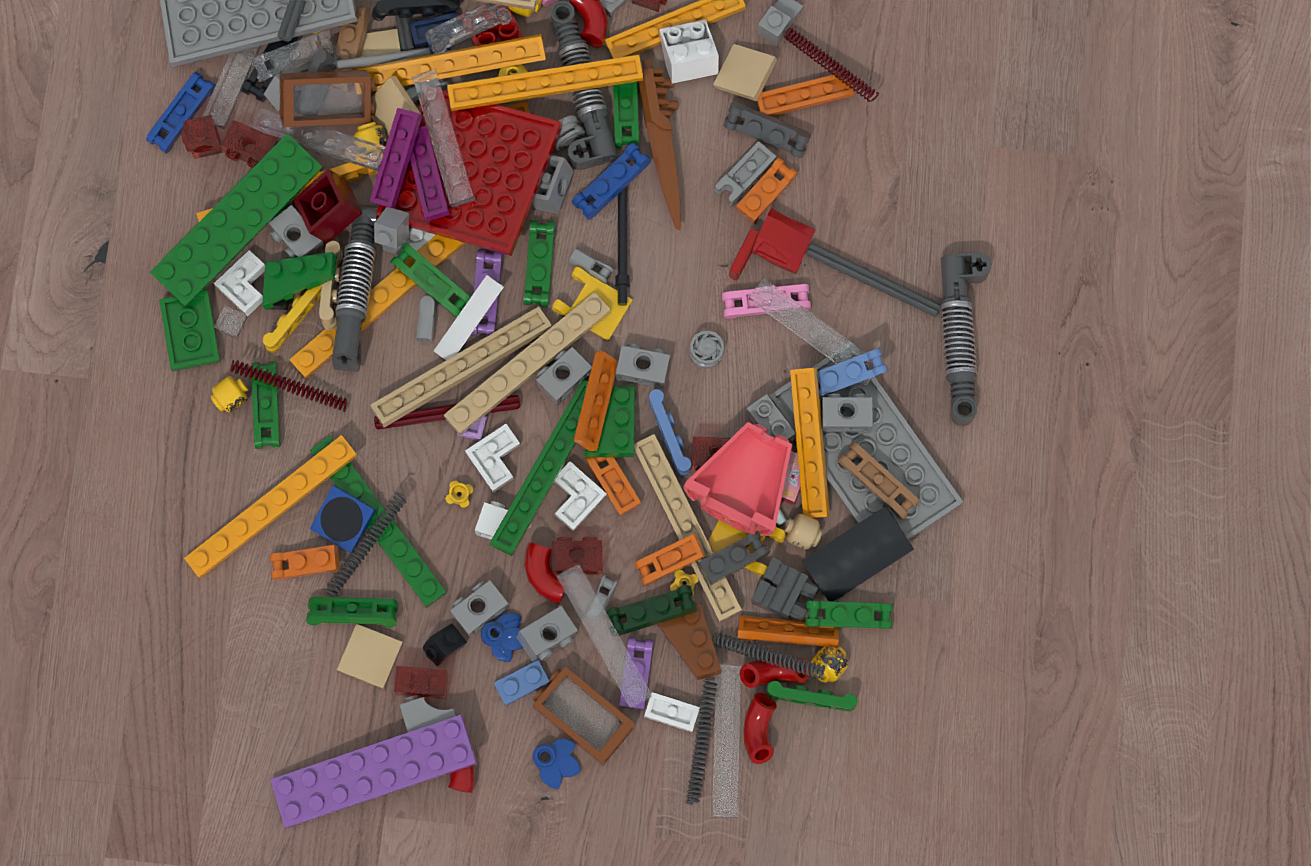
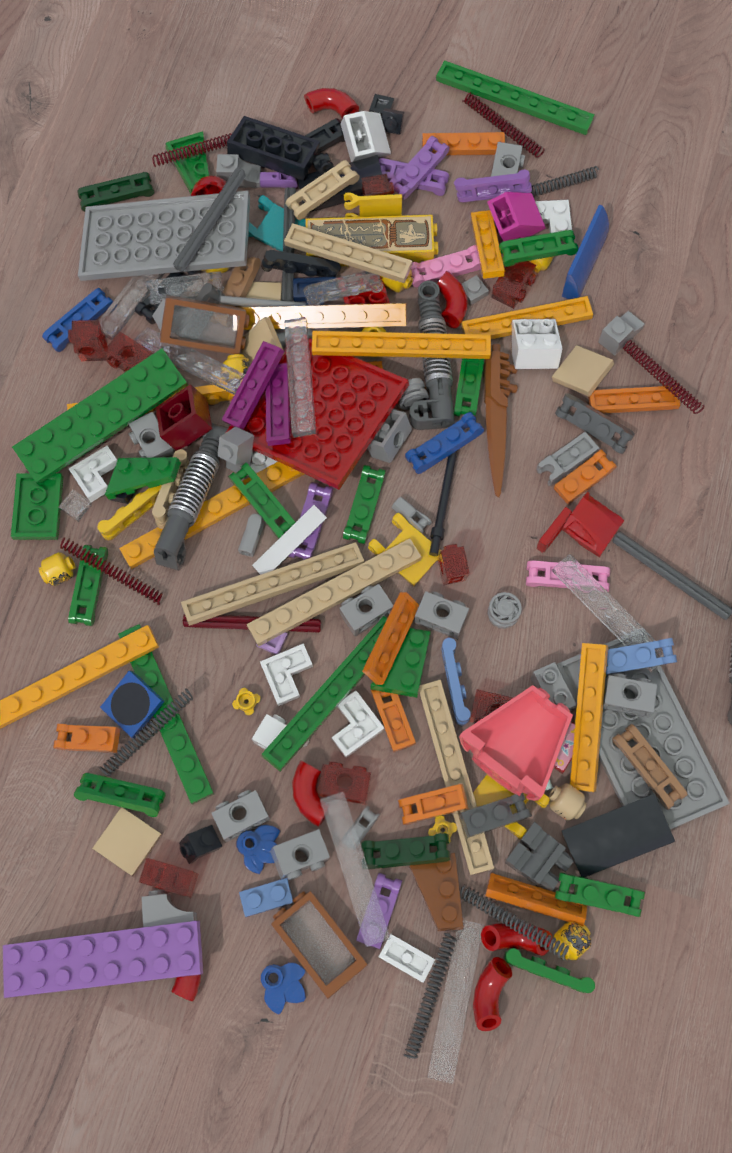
camera: 15 degrees right, 5 degrees down
(645, 312) = (453, 564): none -> clear red brick

